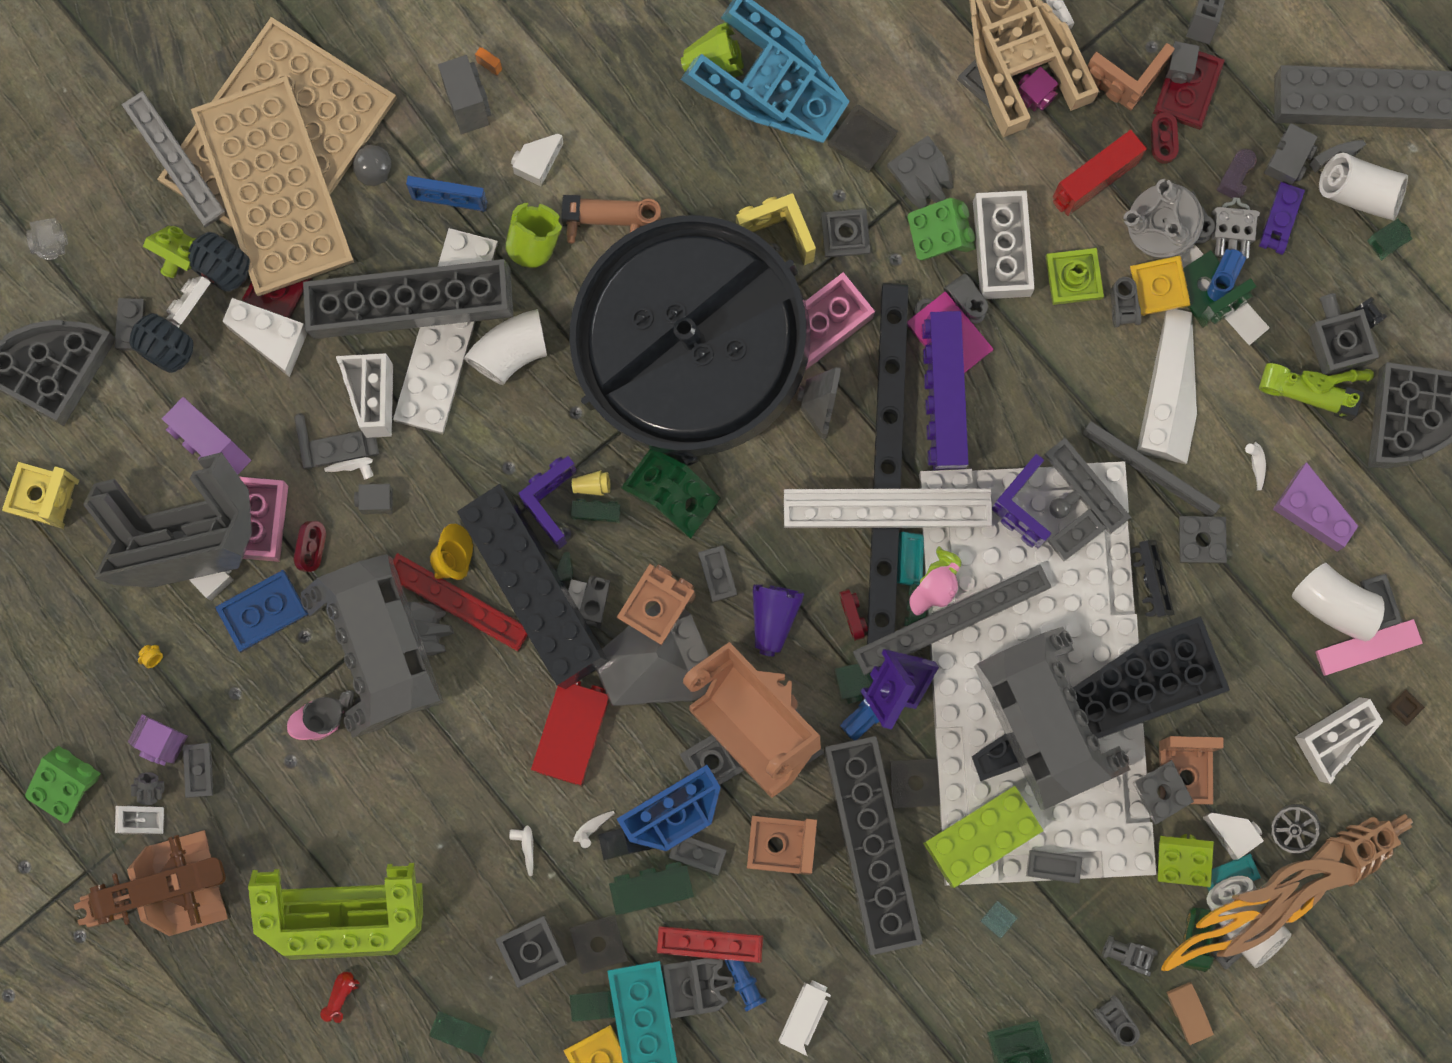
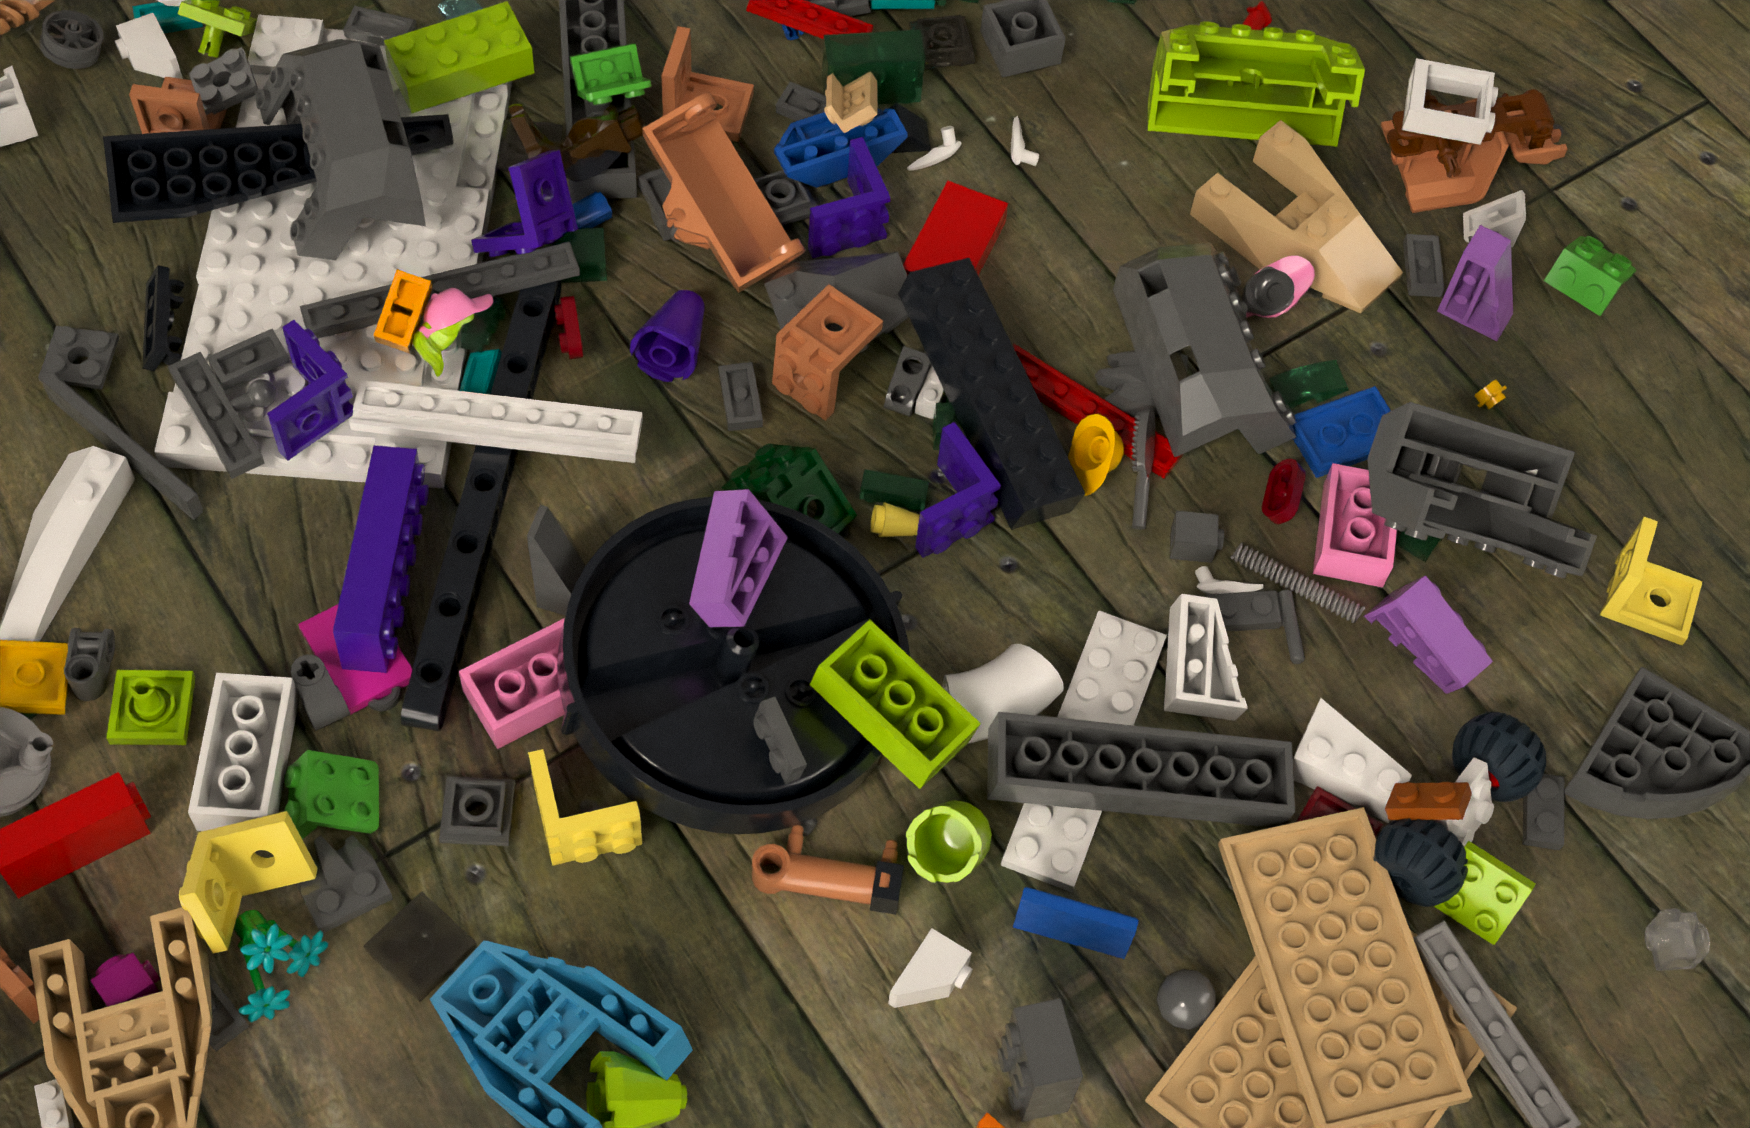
camera: 175 degrees left, 20 degrees down
(204, 885) = (1450, 80): none -> white window
(214, 286) = (1428, 801): none -> dark orange plate
(280, 786) = (1317, 225): none -> tan wedge
(290, 645) = (1310, 381): none -> clear green slope
(301, 475) = (1308, 591): none -> light grey piece
(415, 555) = (1144, 453): none -> dark grey piece
(577, 303) = (894, 703): none -> lime brick
(645, 734) = (853, 219): none -> dark purple bracket
(646, 255) = (784, 750): none -> dark grey plate
(664, 837) = (852, 103): none -> tan bracket
(697, 378) = (734, 558): none -> medium lavender wedge
(851, 752) = (590, 144): none -> dark brown hips
(857, 819) = (609, 73): none -> bright green bracket
(967, 131) = (263, 942): none -> teal plant
(972, 579) = (403, 311): none -> light orange brick
(997, 150) = (227, 868): none -> light yellow bracket

